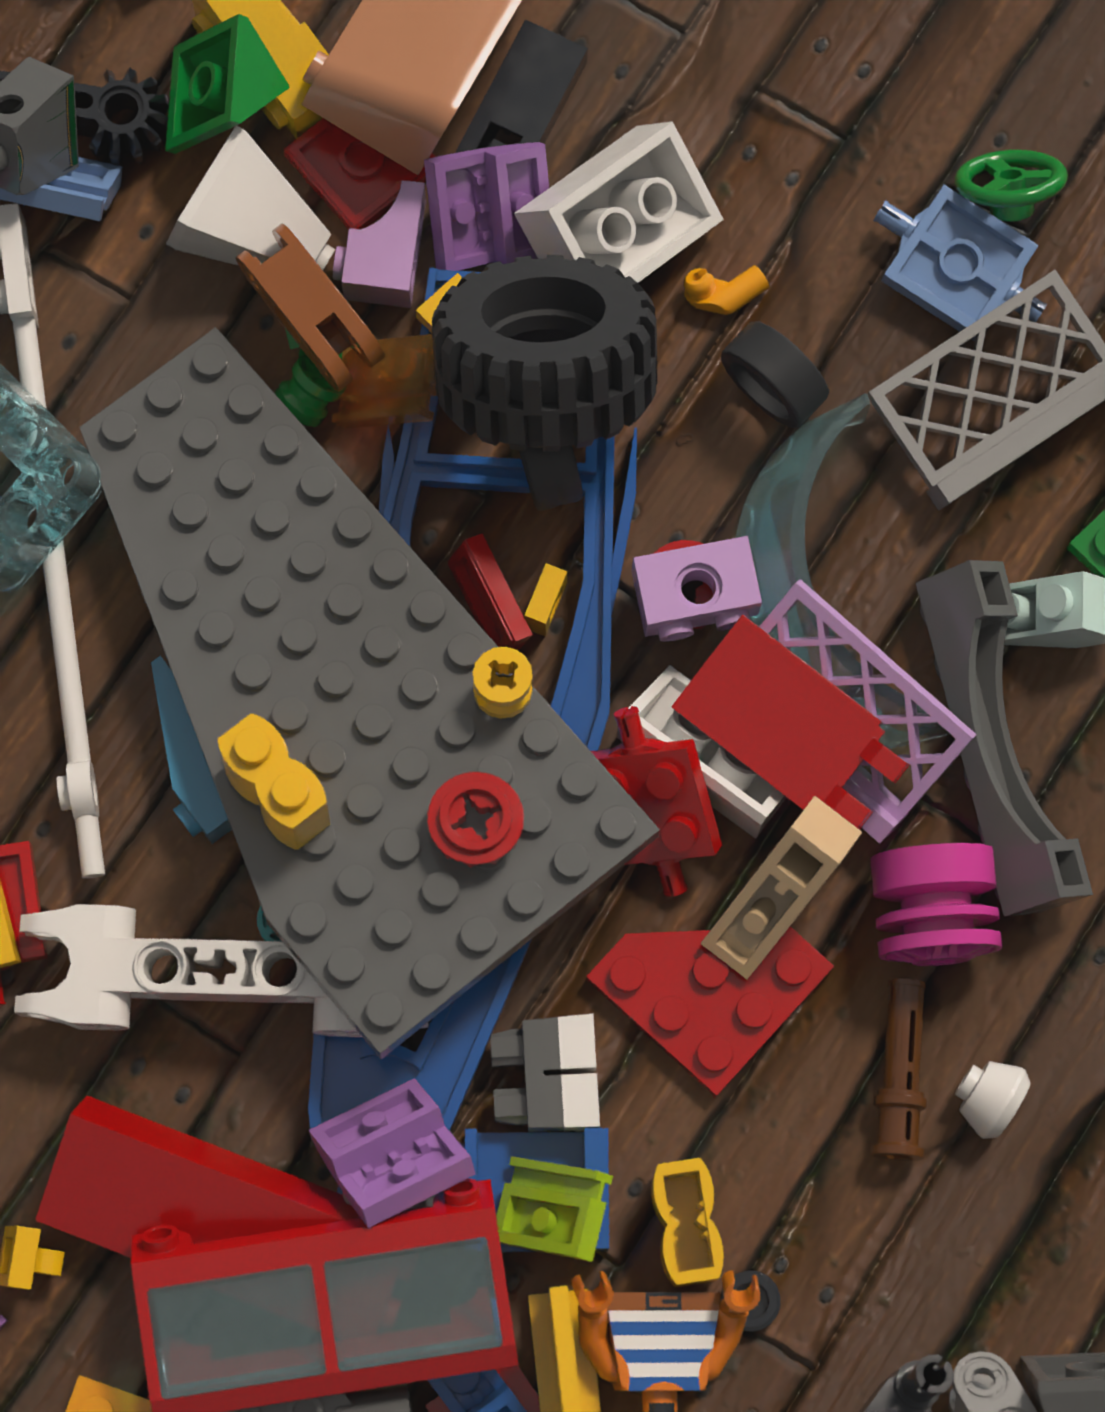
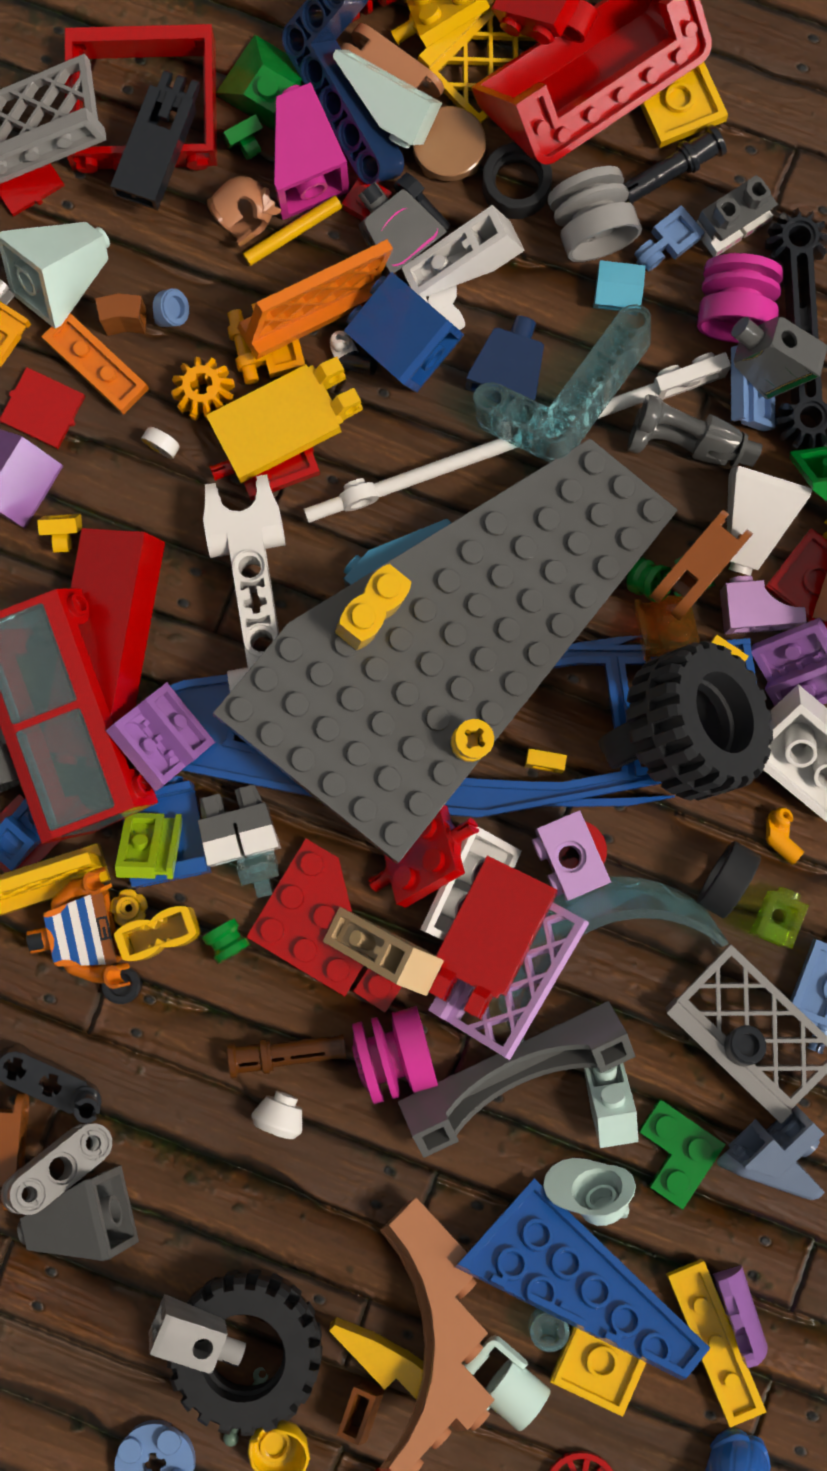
camera: 80 degrees right, 5 degrees up
(118, 264) = (707, 439): none -> dark grey piece
(487, 795) = (379, 723): red gear -> none
(488, 593) = (538, 724): red tile -> none
(620, 1265) = (137, 901): none -> yellow plate
(622, 1055) = (258, 870): none -> clear light blue tile
(717, 1125) = (226, 941): none -> green wheel
(831, 915) = (377, 990): none -> red plate
(861, 310) = (794, 911): none -> clear neon green brick
(1017, 403) = (745, 1045): none -> black tile

